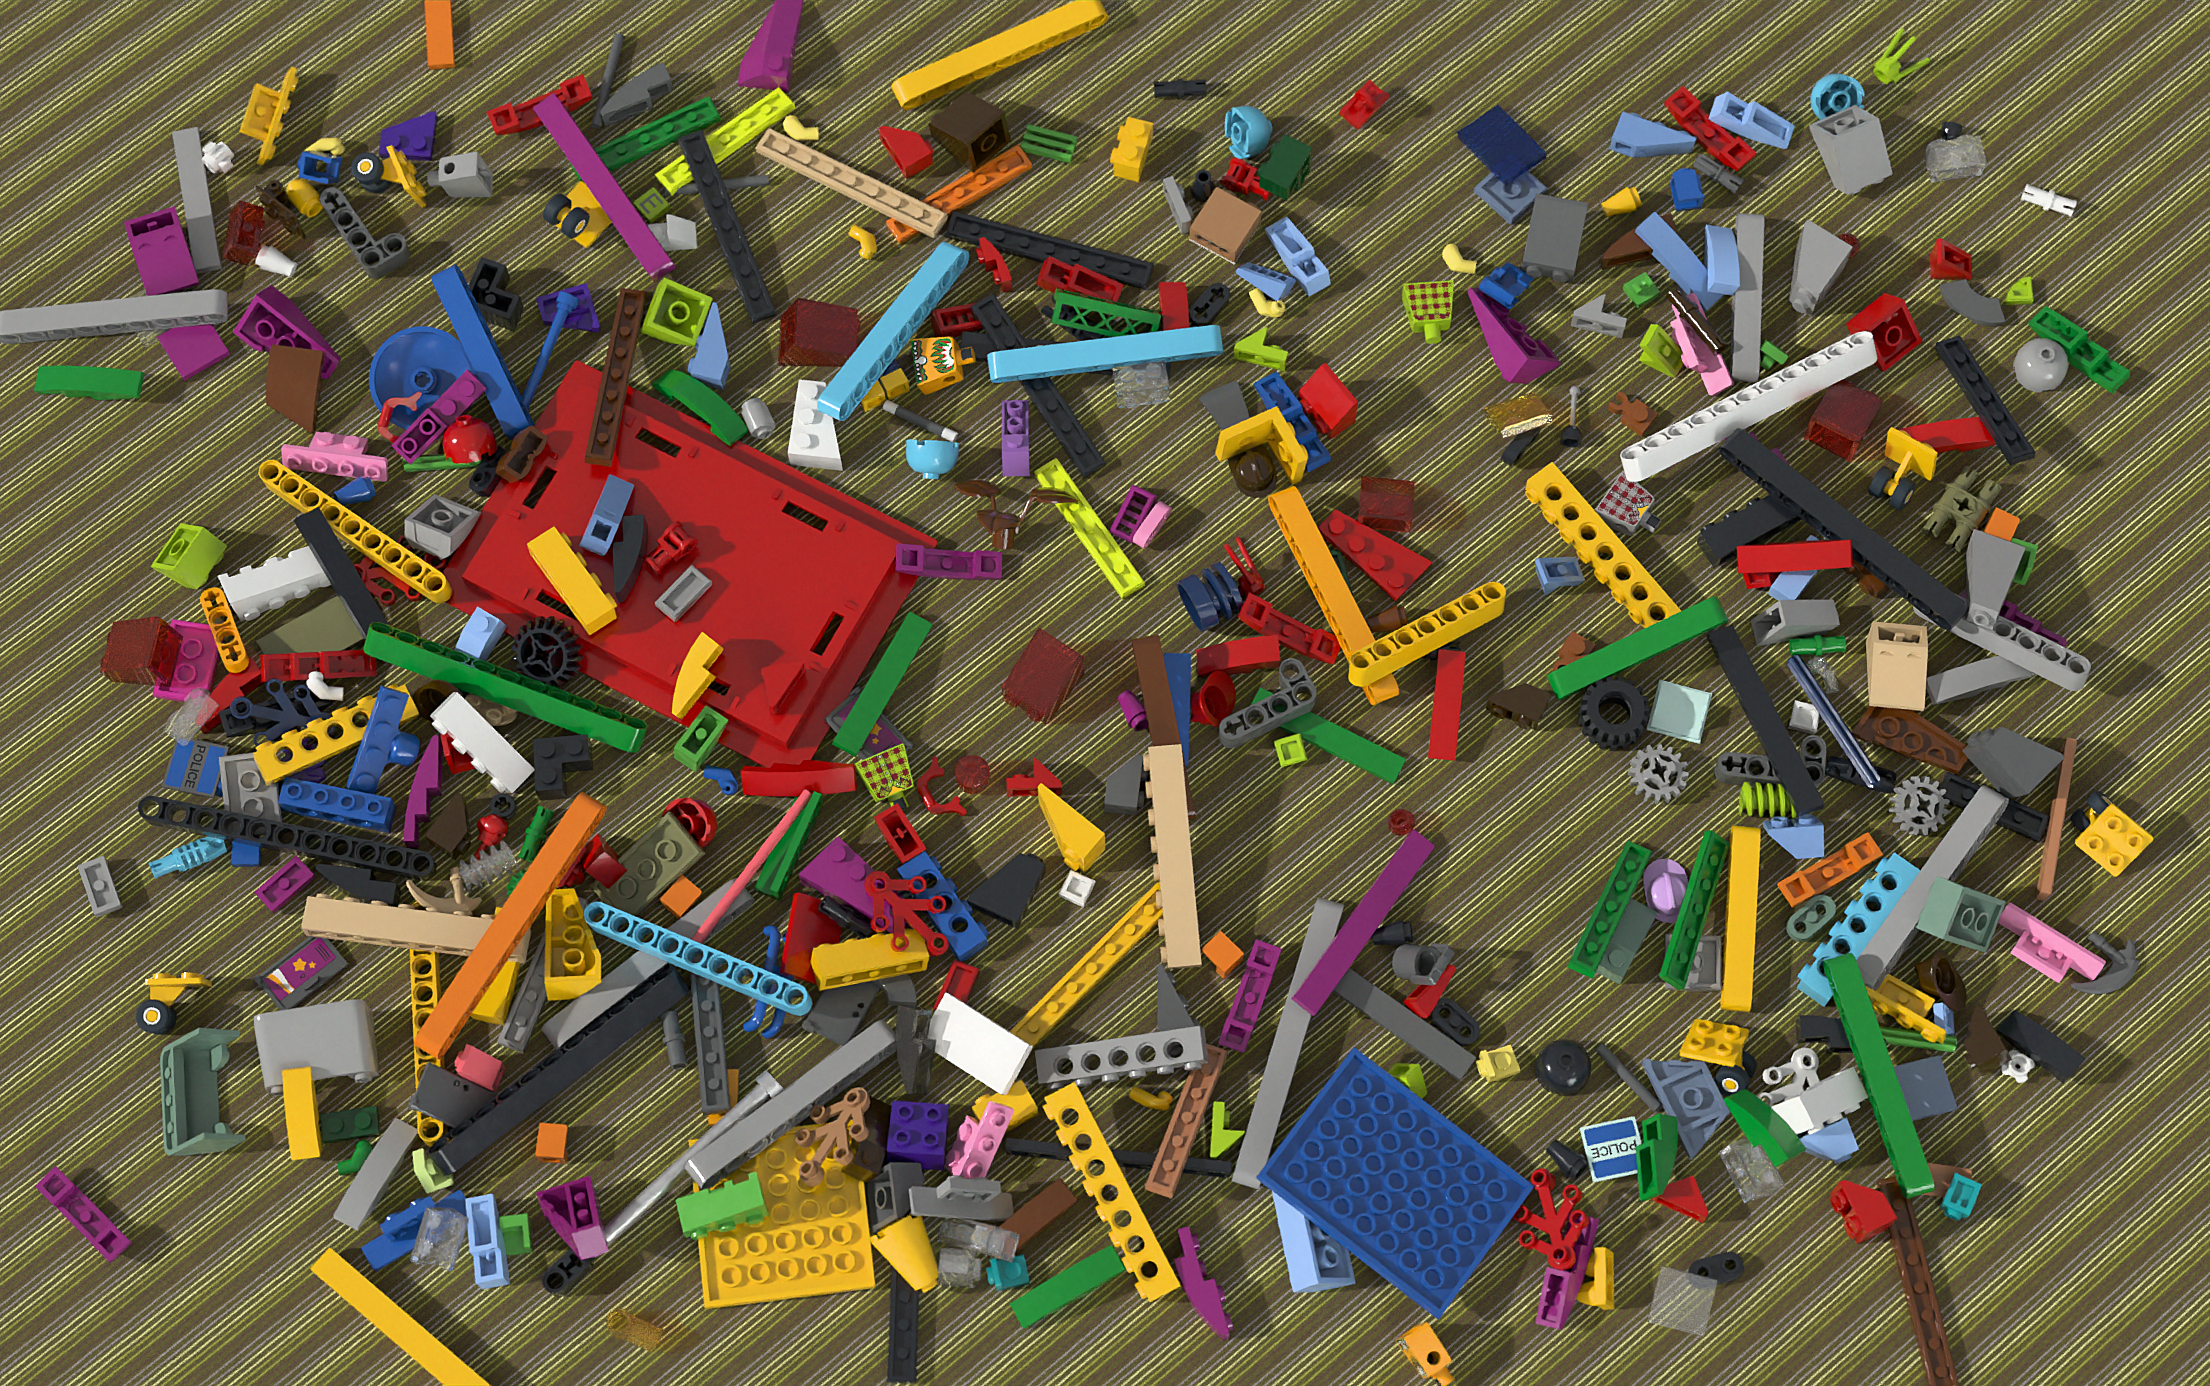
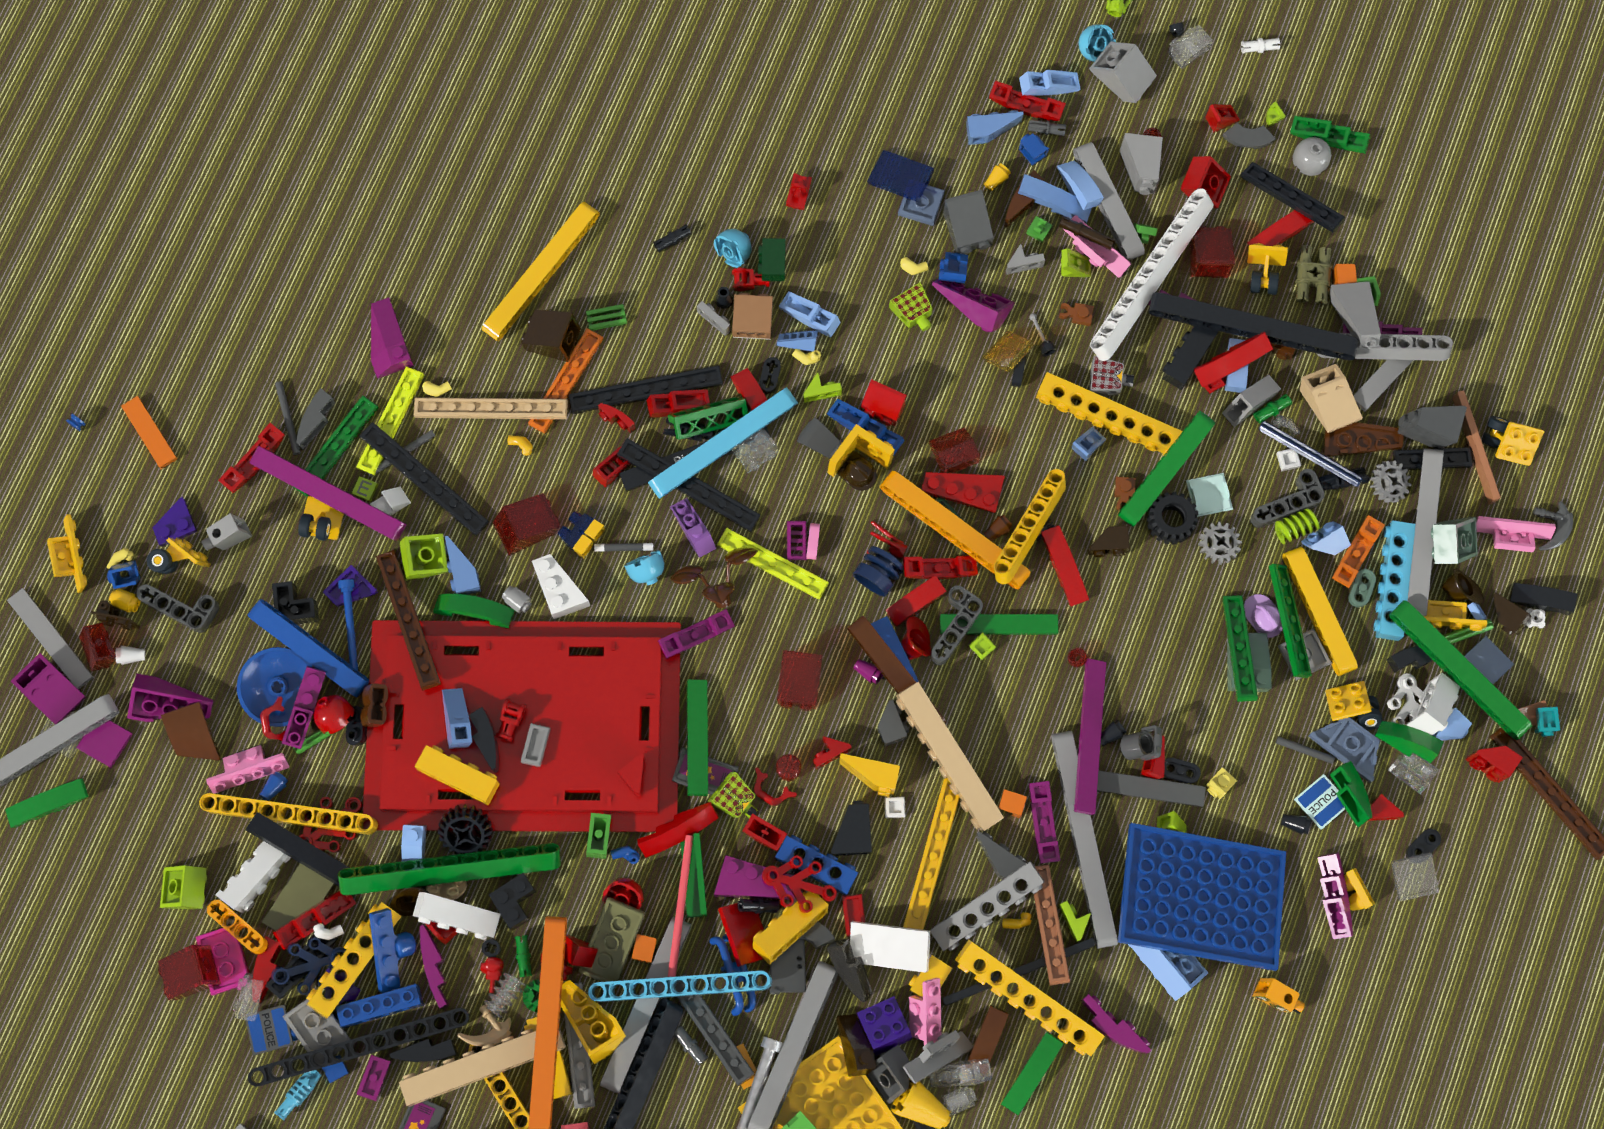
camera: 30 degrees left, 5 degrees up
(217, 157) = (49, 602): white gear -> none
(439, 526) = (344, 781): light grey slope -> none
(452, 829) = (466, 982): dark brown slope -> none
(694, 674) = (574, 796): yellow slope -> none
(853, 1106) = (832, 1053): medium nougat plant -> none
(893, 331) = (576, 497): medium azure beam -> none
(907, 149) = (515, 367): red slope -> none
(939, 362) = (616, 502): torso -> none
(1008, 1274) = (989, 1087): teal bracket -> none
(1133, 148) = (665, 295): yellow brick -> none
(1554, 1222) = (1313, 869): red plant -> none
(1563, 1067) = (1262, 764): black cylinder -> none
(1765, 721) = (1270, 476): black tile -> none

